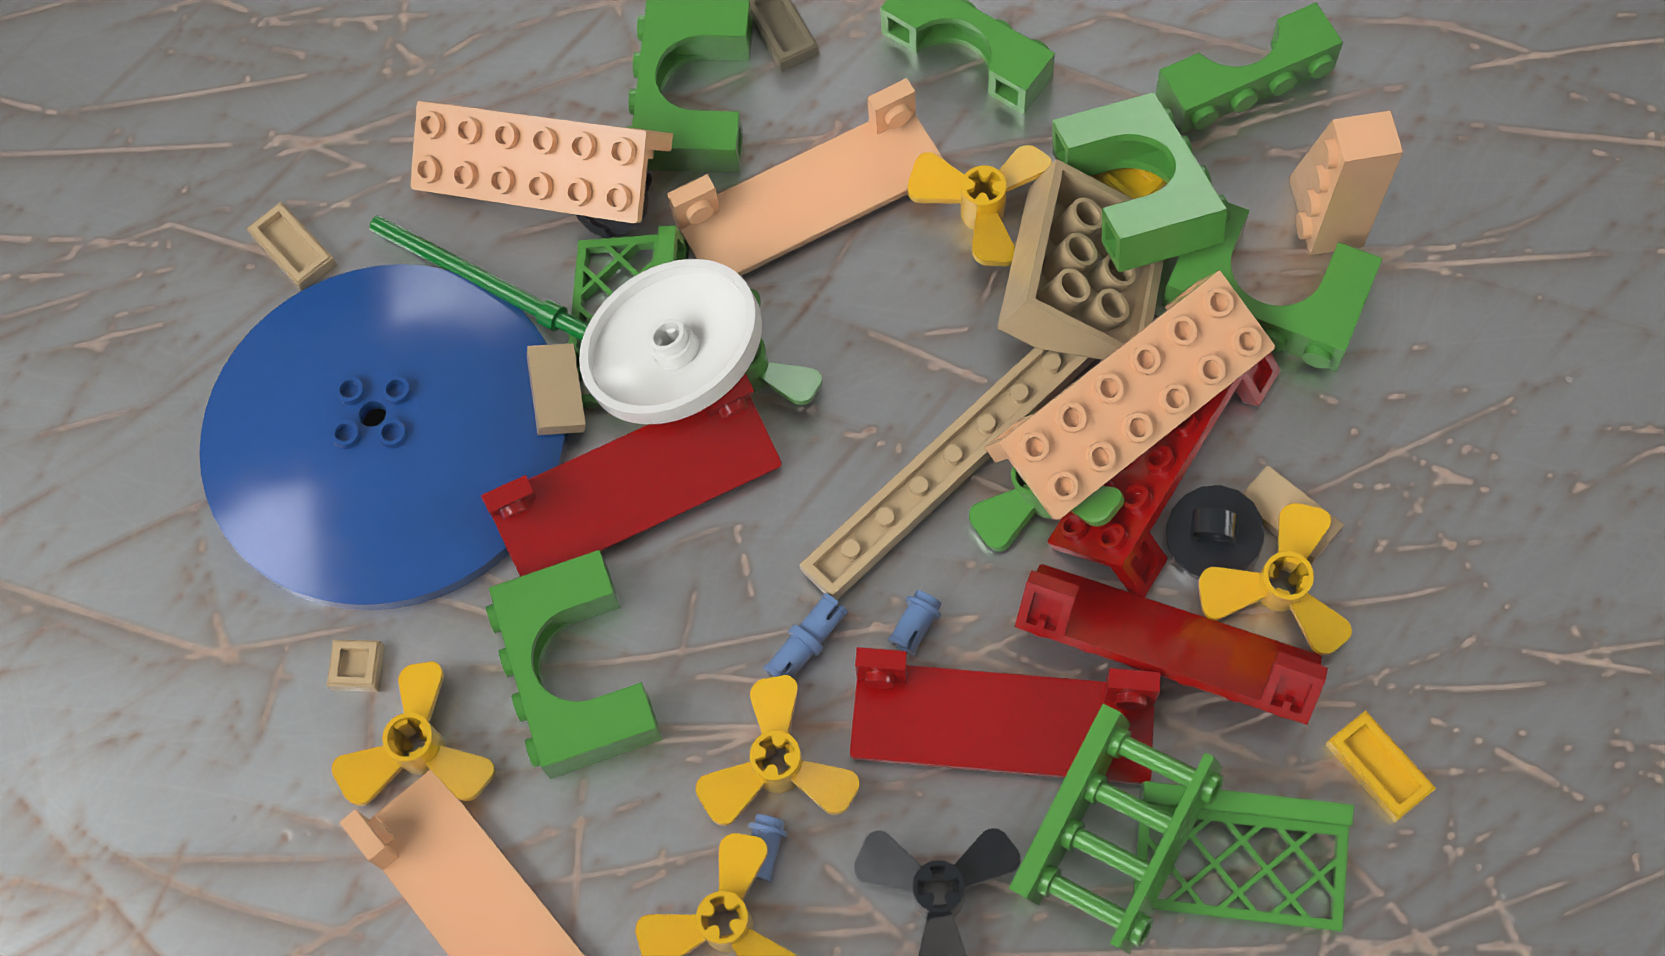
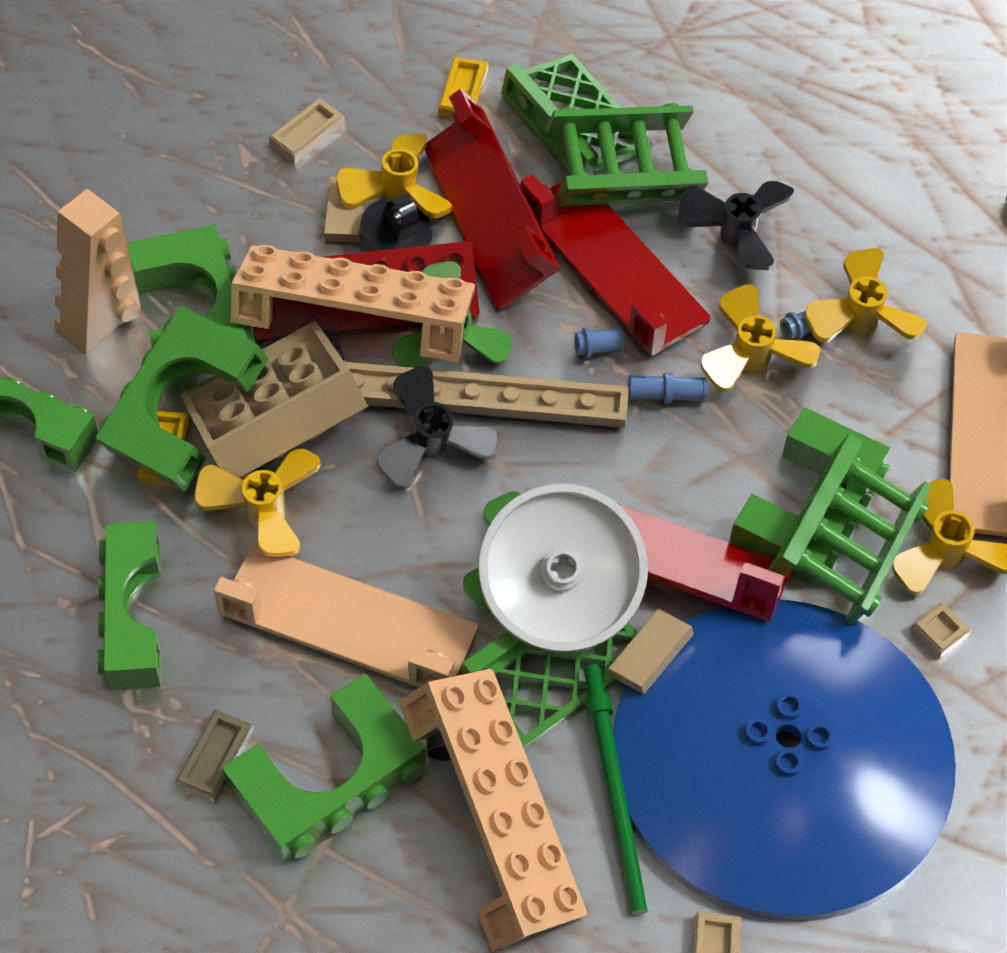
camera: 140 degrees left, 10 degrees down
(538, 642) = (812, 525): none -> bright green fence
(902, 415) = (402, 458): none -> black piece
(1438, 556) = (306, 130): none -> tan tile

